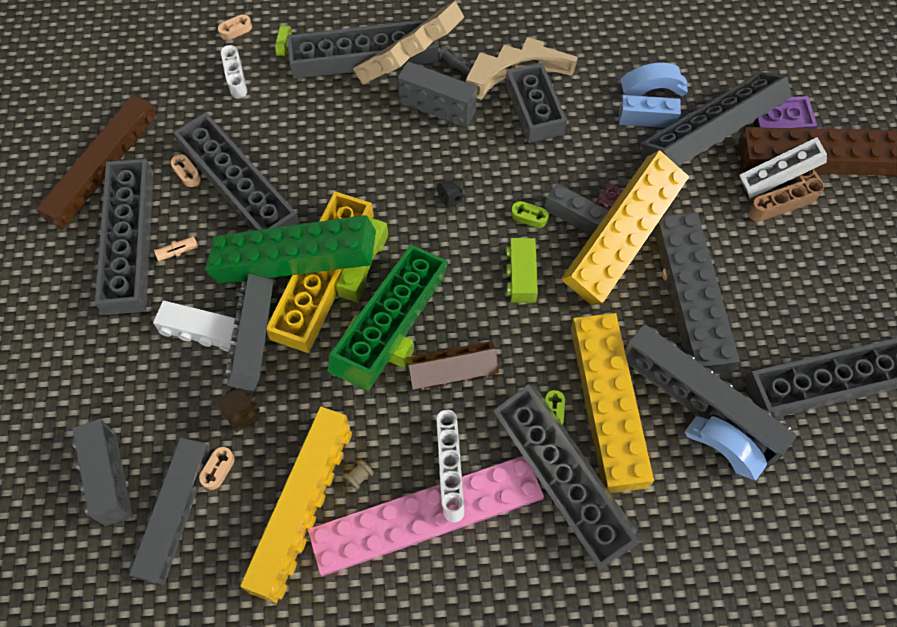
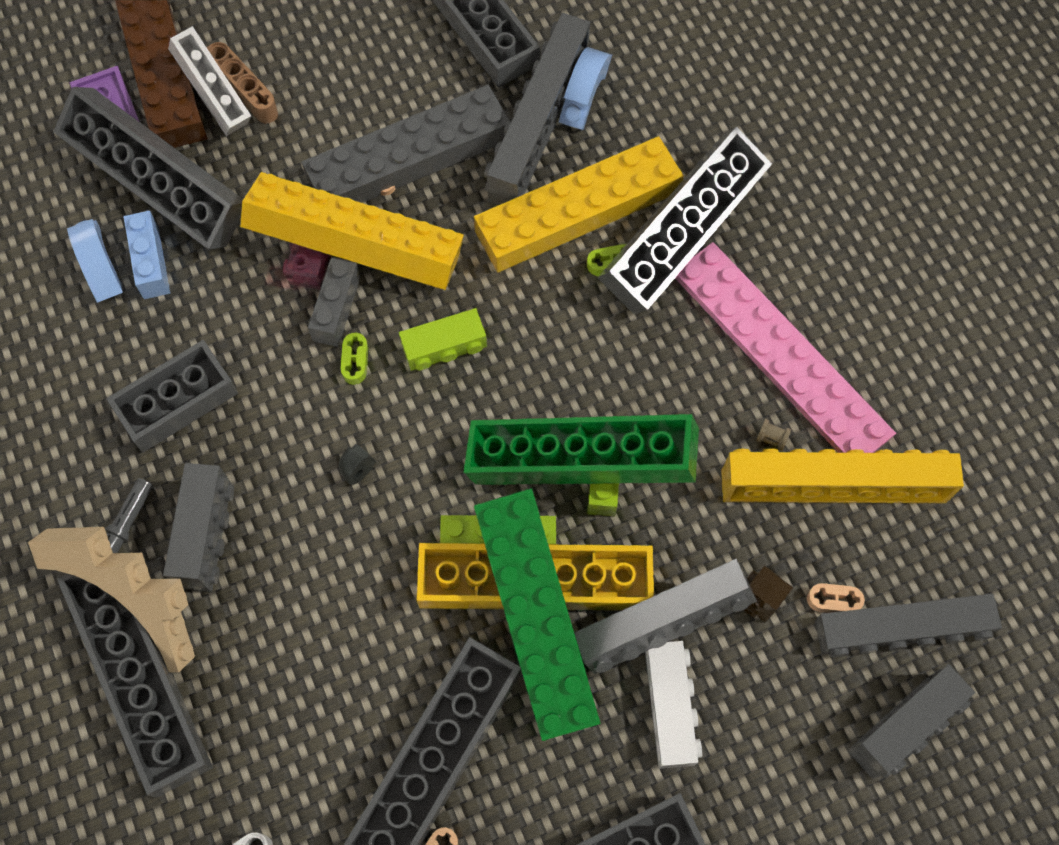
camera: 110 degrees left, 5 degrees up
(162, 253) = (569, 800): light nougat pin -> none
(282, 42) = (142, 814): lime beam -> none
(452, 365) = (602, 372): brick -> none
(453, 473) = (732, 325): white beam -> none
(491, 70) = (87, 427): tan arch -> none

